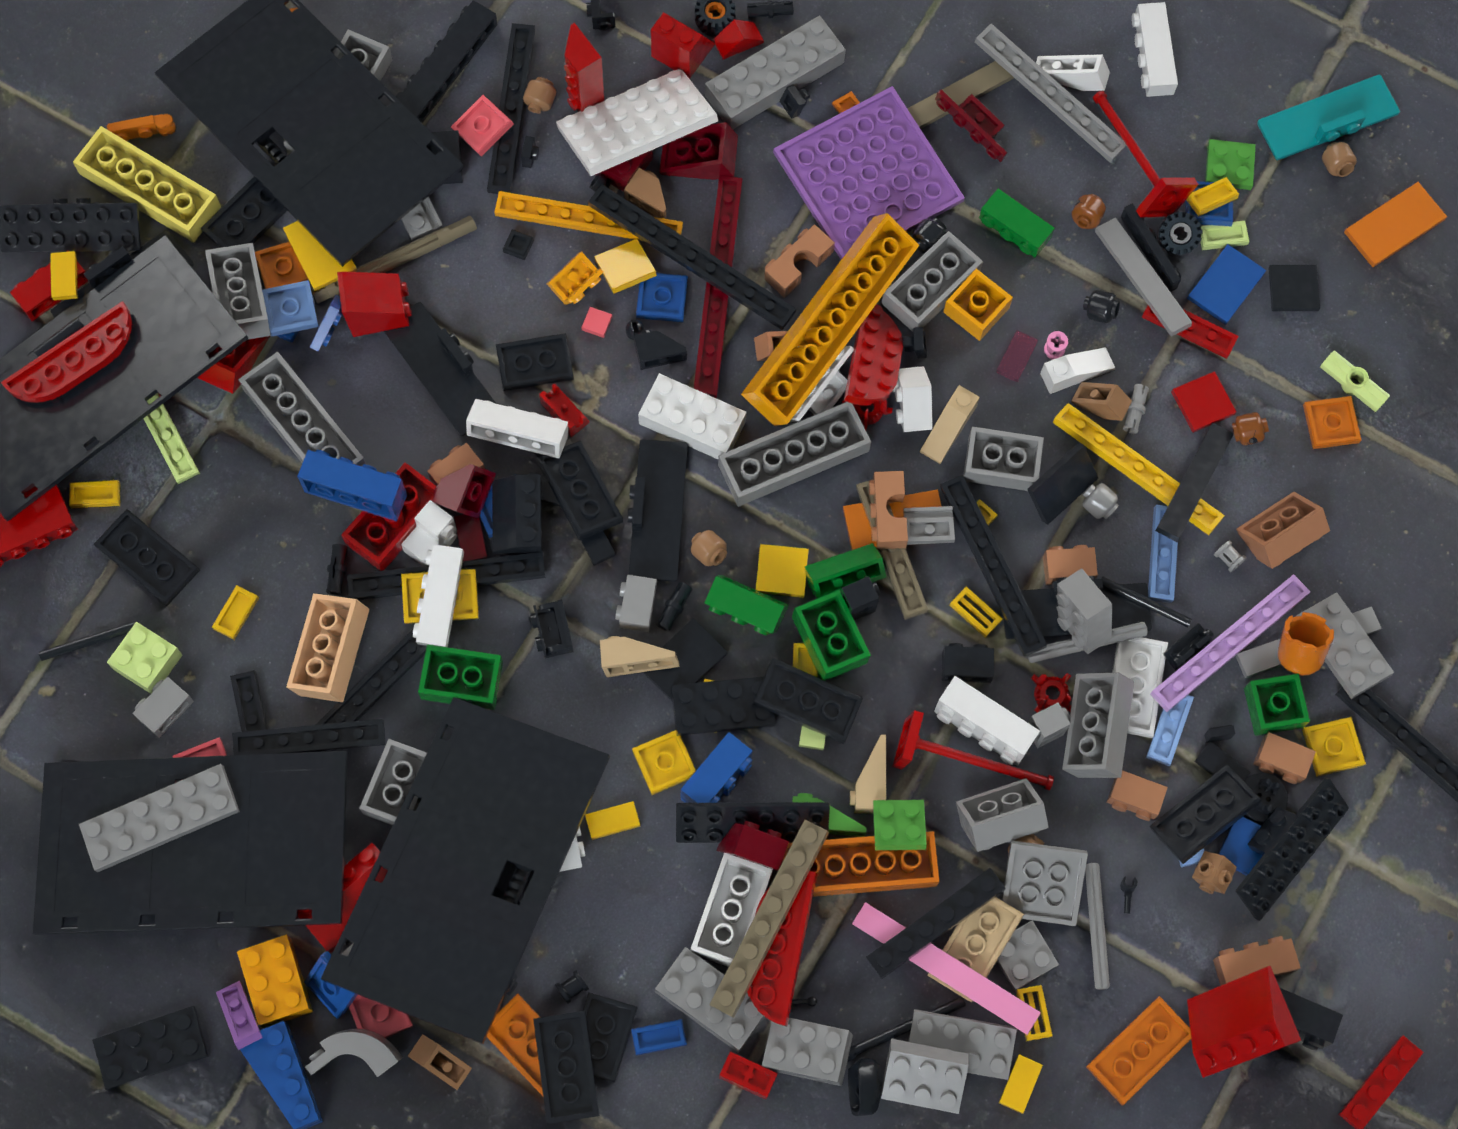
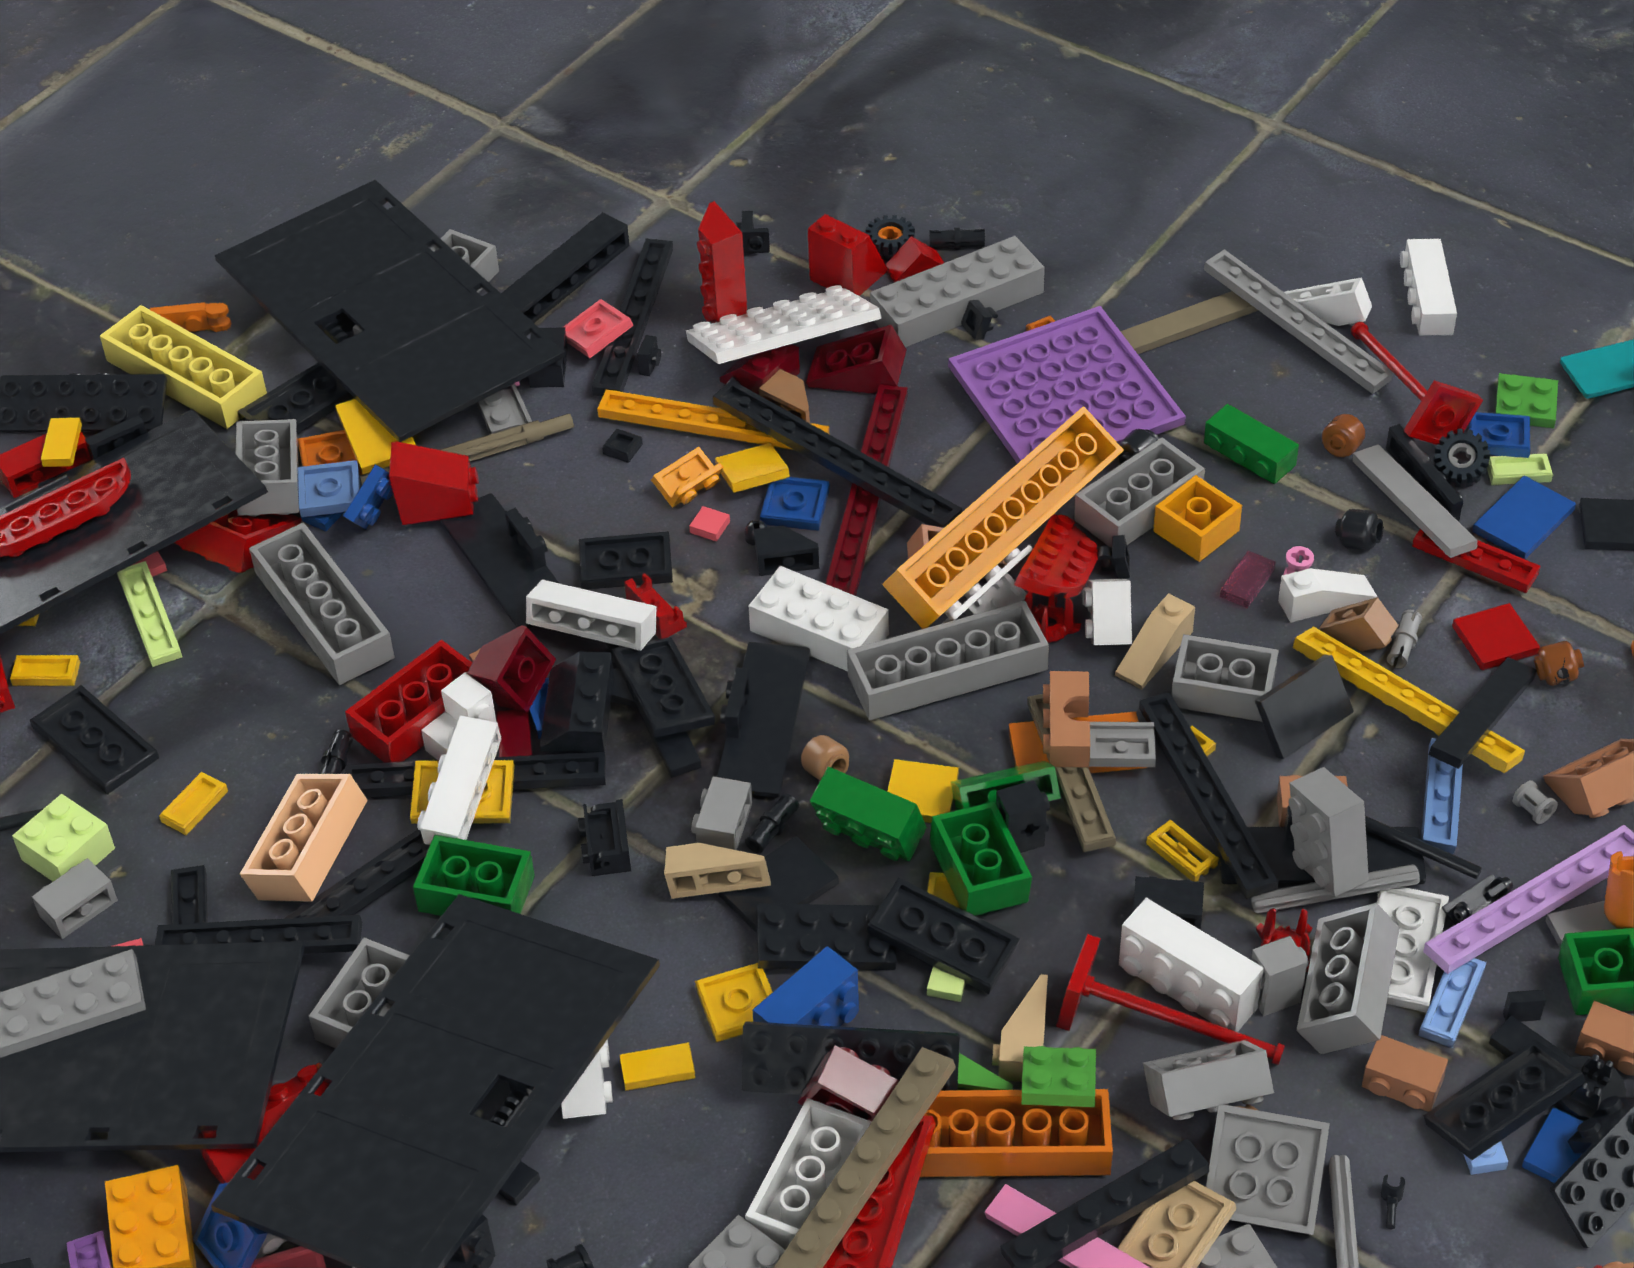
camera: 10 degrees right, 25 degrees down
(352, 484) = (367, 647): blue brick -> none
(539, 95) = (669, 303): medium nougat head -> none
(810, 246) = (986, 456): nougat arch -> none
(976, 120) = (1202, 343): dark red bracket -> none
(1100, 501) = (1355, 732): light grey head -> none
(1212, 196) = (1503, 423): yellow tile -> none
(1214, 873) = (1519, 1174): medium nougat brick -> none

